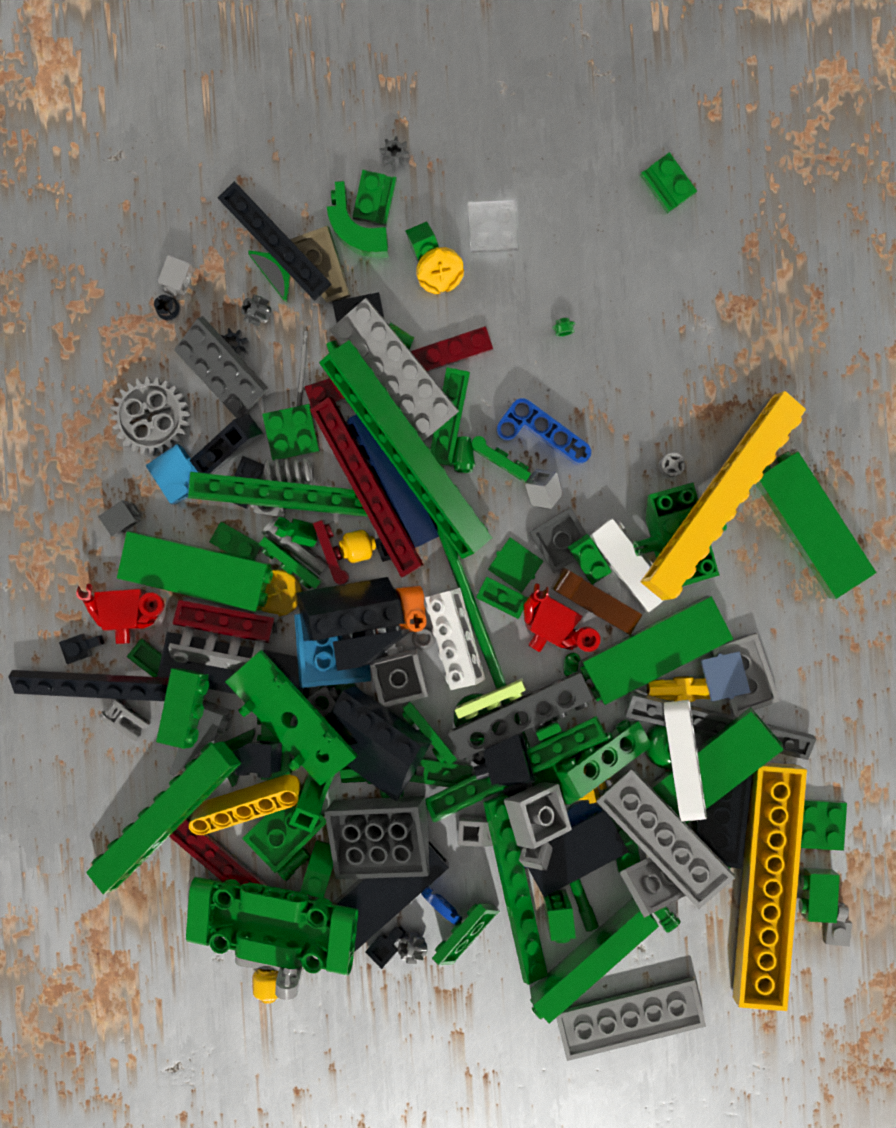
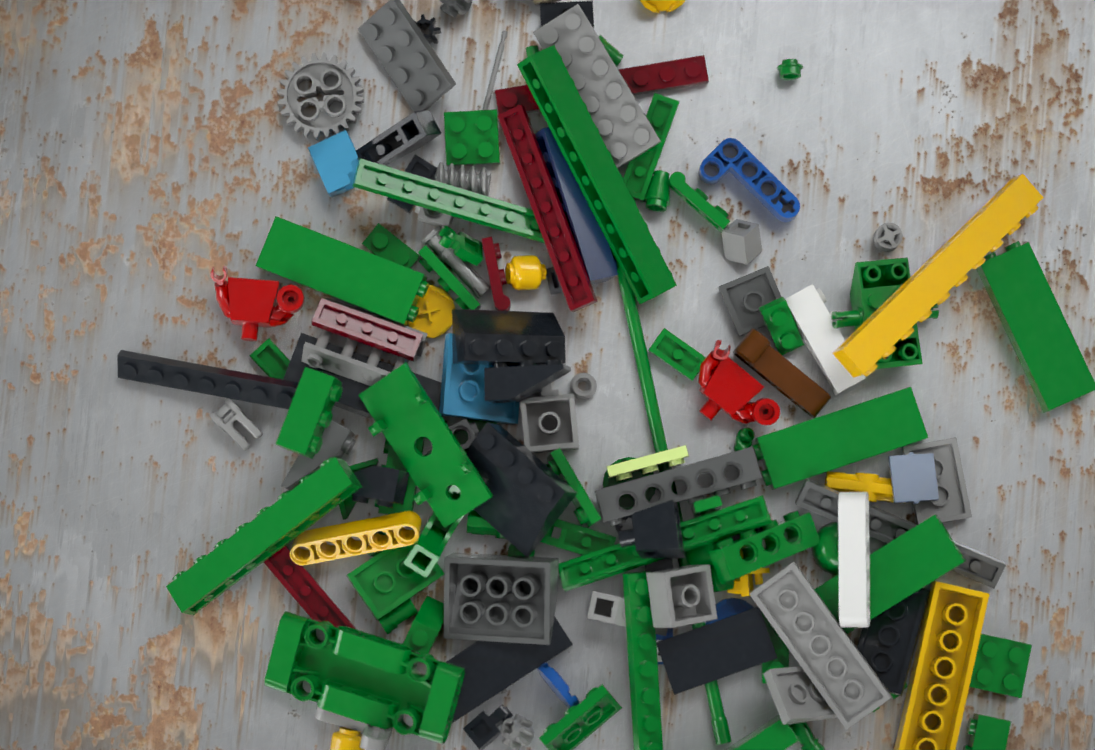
camera: 10 degrees right, 5 degrees down
(78, 647) = (196, 337): black plate -> none
(120, 518) = (269, 201): dark grey brick -> none
(413, 607) = (577, 349): orange piece -> none
(454, 639) = (618, 390): white brick -> none
(515, 565) = (698, 322): green piece -> none
(536, 858) = (673, 643): light grey slope -> none
(559, 916) = (688, 714): green brick -> none

